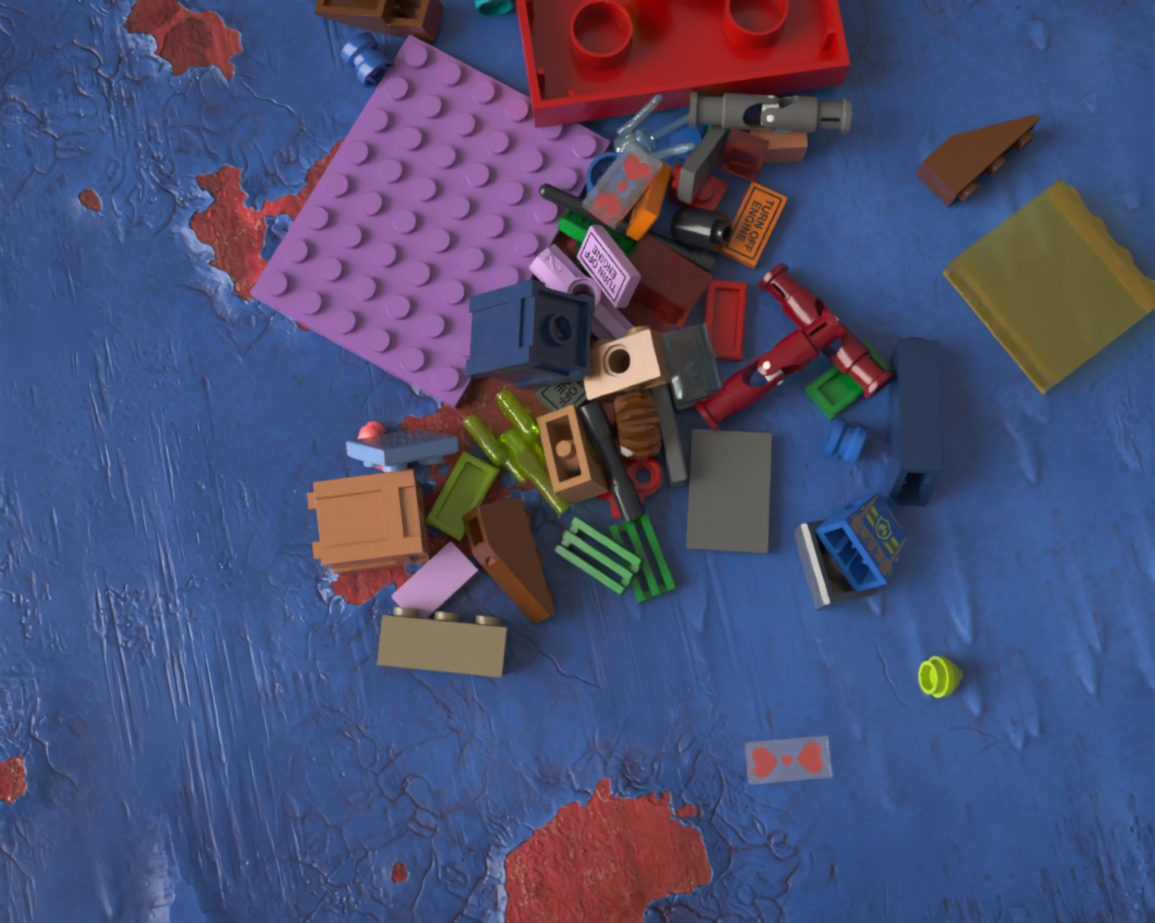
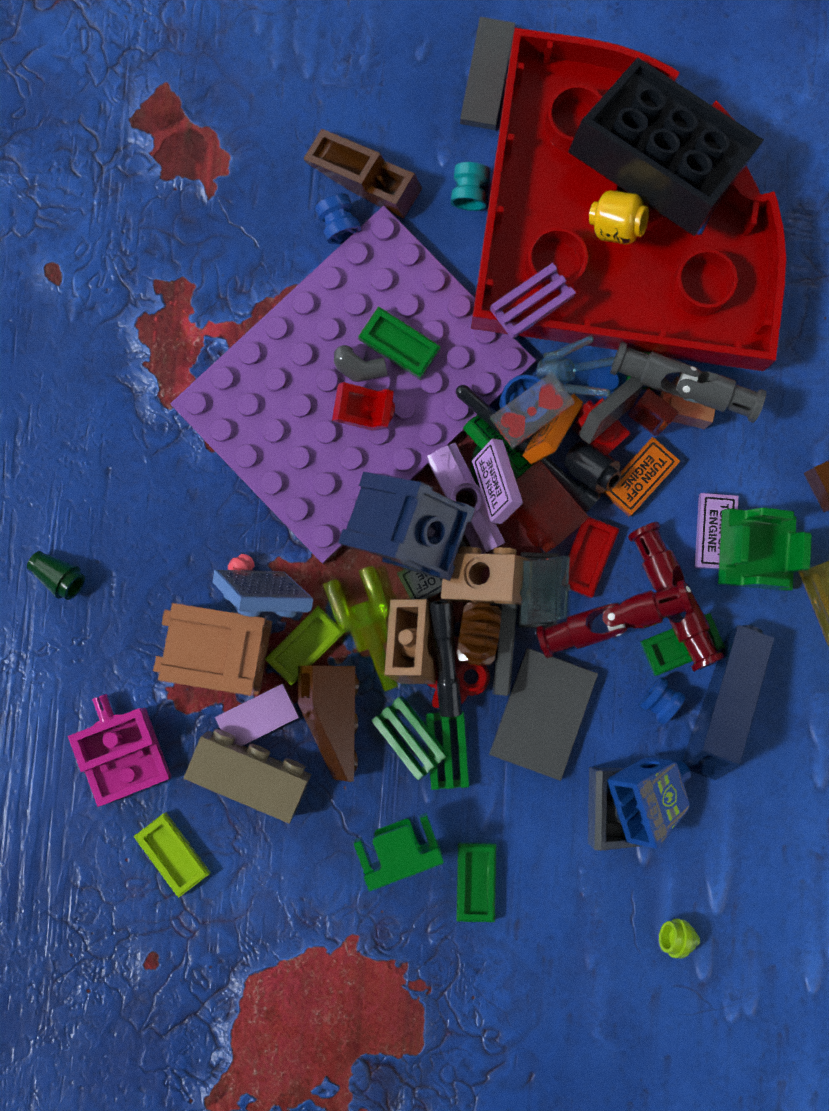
camera: 15 degrees right, 5 degrees up
(182, 500) = (56, 575): none -> dark green cone
(302, 663) = (119, 753): none -> dark pink plate
(388, 753) = (172, 854): none -> lime tile
(431, 199) = (357, 369): none -> dark grey arm
(450, 234) = (363, 407): none -> red bracket
(467, 162) = (399, 343): none -> green tile
(608, 51) = (558, 282): none -> medium lavender tile
(624, 670) = (398, 853): none -> green panel
(713, 684) = (476, 882): none -> green tile
(787, 760) = (520, 969): clear tile -> none
(846, 257) = (709, 528): none -> lavender tile
(897, 258) = (762, 549): none -> green panel

